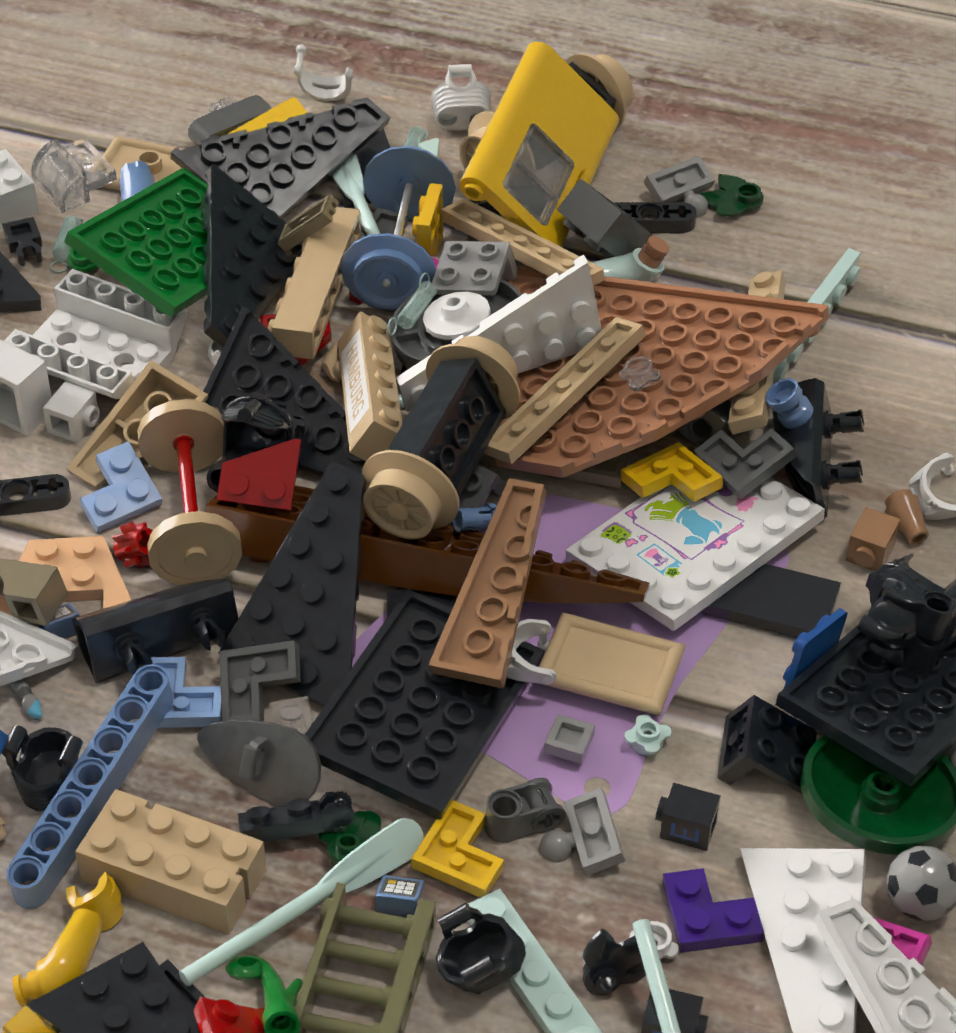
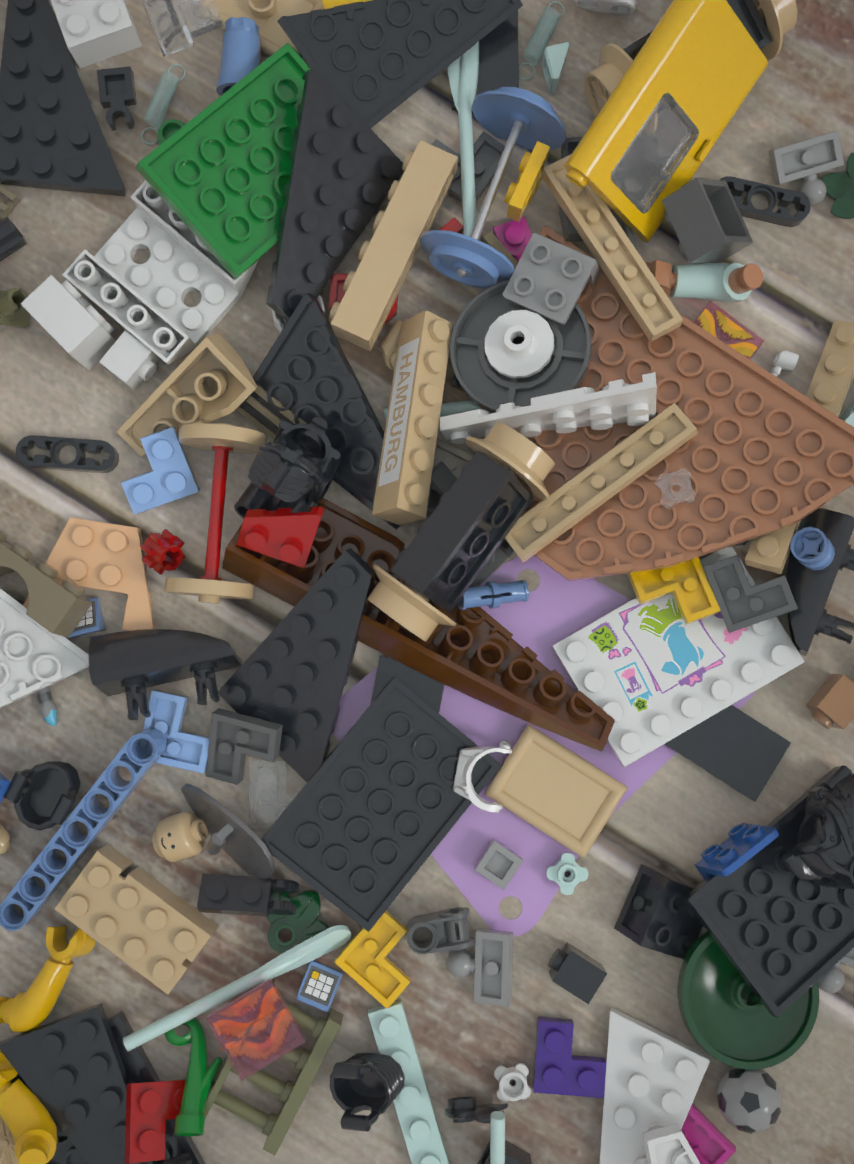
camera: 15 degrees right, 40 degrees up
(205, 779) = (179, 837): none -> tan head
(308, 222) = (396, 176): dark tan tile -> none
(337, 918) = (256, 1029): none -> clear pink slope
(410, 313) = (489, 319): light aqua piece -> none
(488, 608) = (455, 741): medium nougat wing -> none

